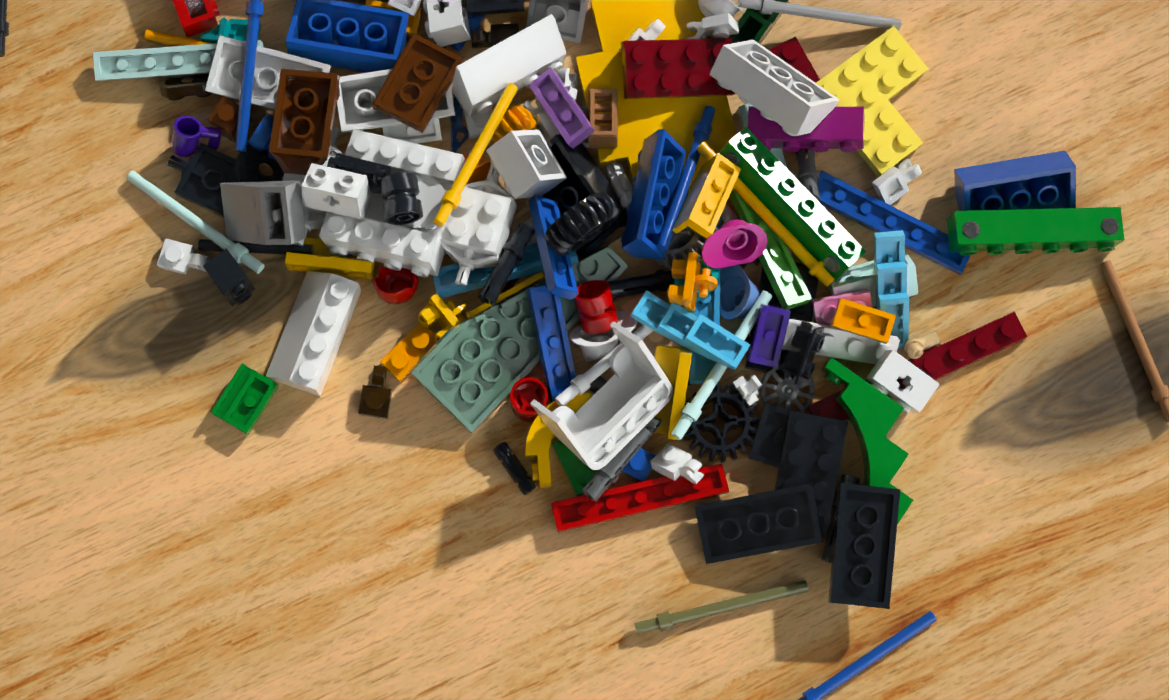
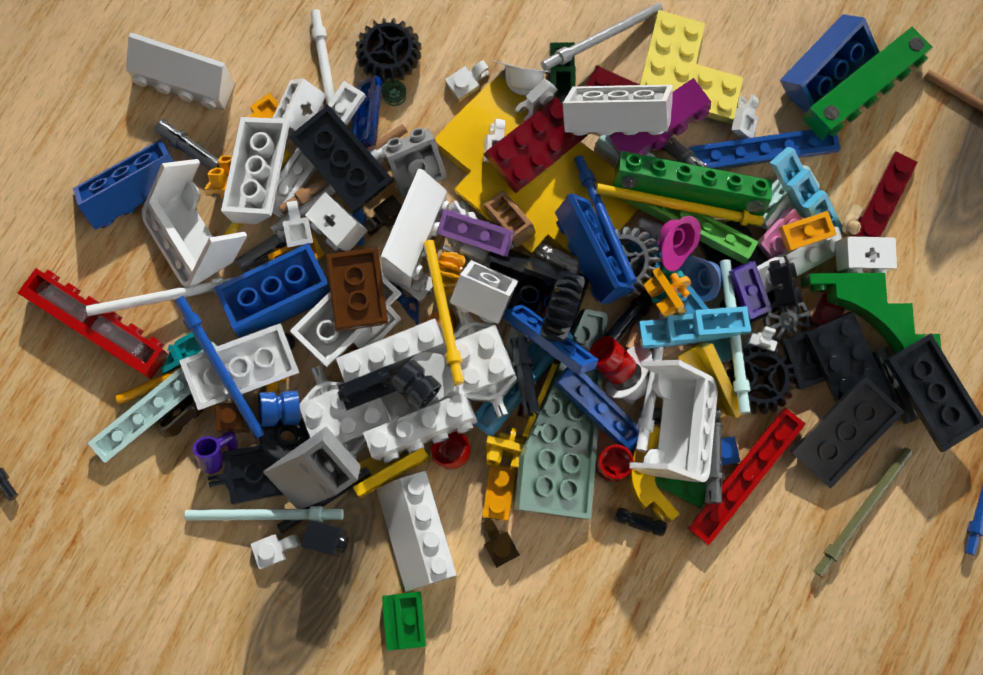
camera: 35 degrees left, 0 degrees up
(303, 119) = (294, 378): reddish brown slope -> none
(336, 191) = (361, 414): white brick -> none
(676, 462) = (753, 431): white plate -> none
(708, 196) = (634, 221): yellow panel -> none

